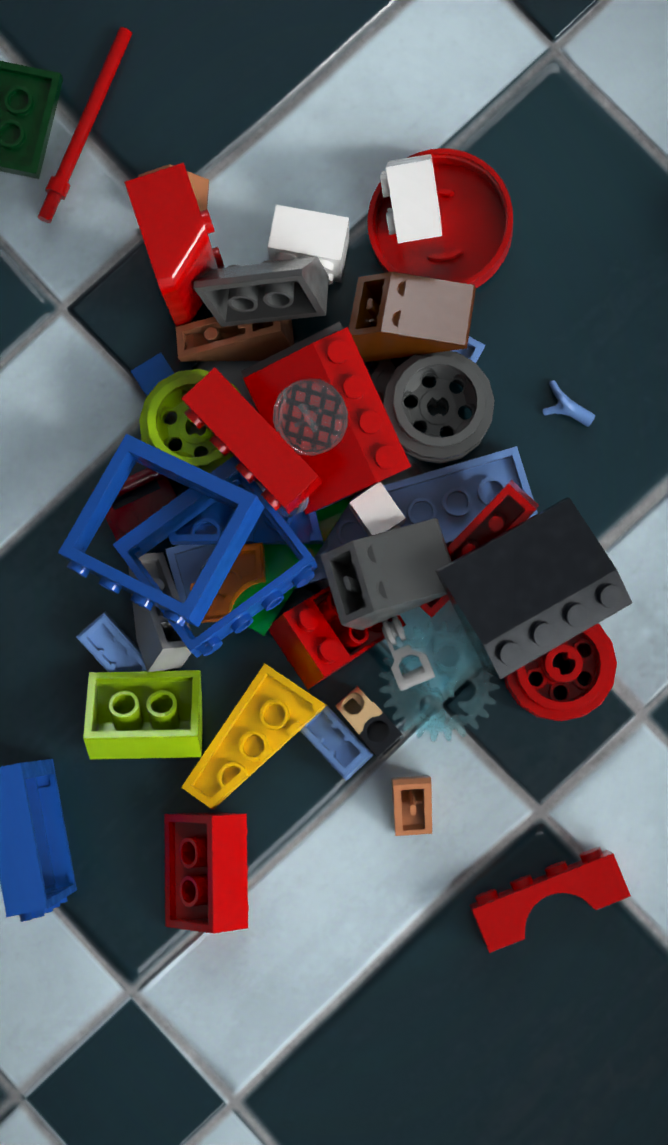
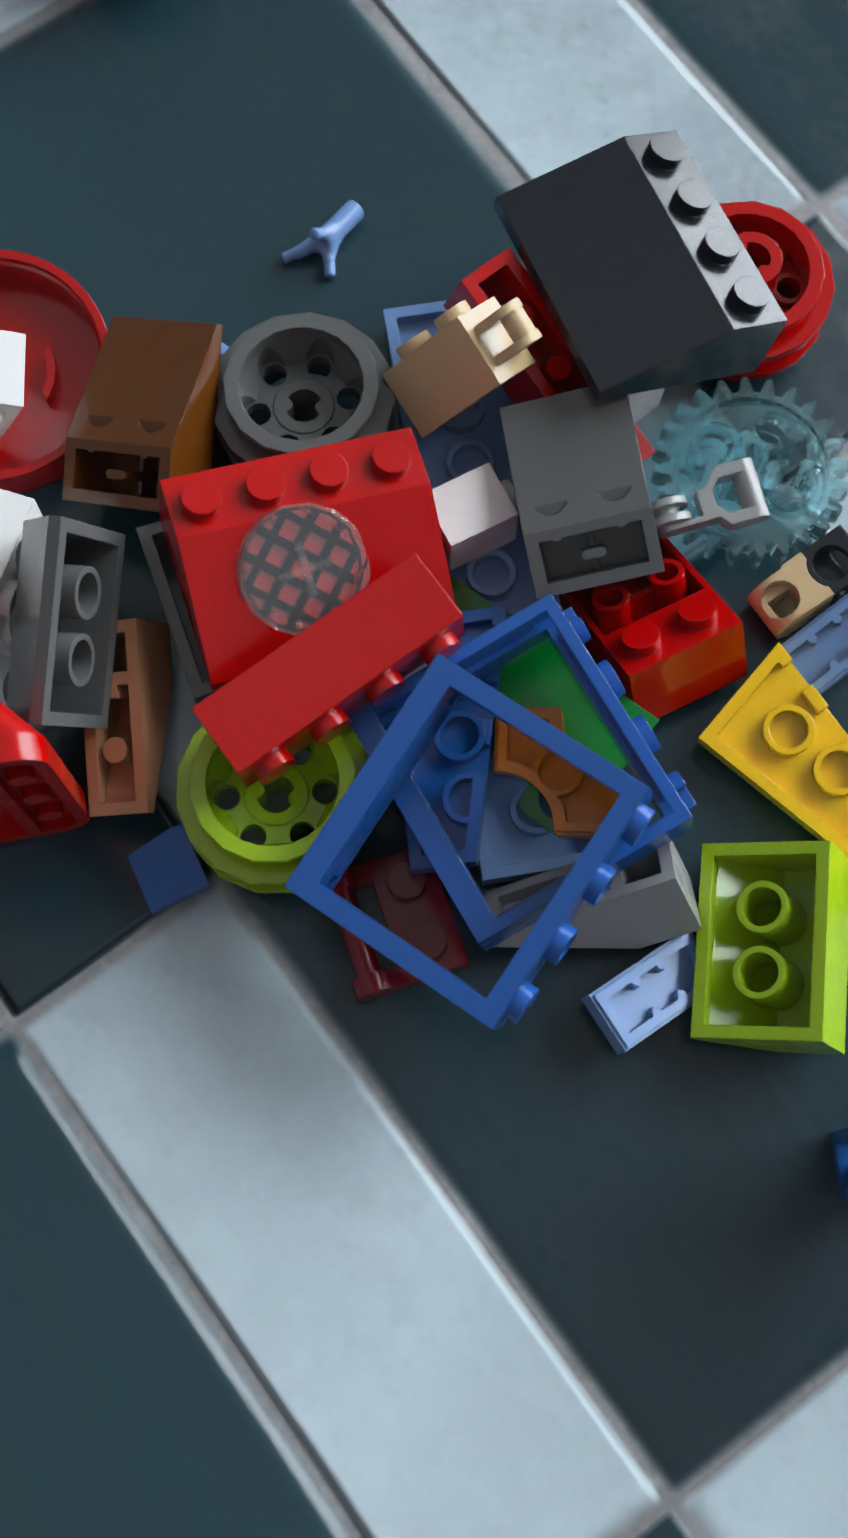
camera: 90 degrees left, 10 degrees down
(461, 491) = (462, 361): none -> tan brick

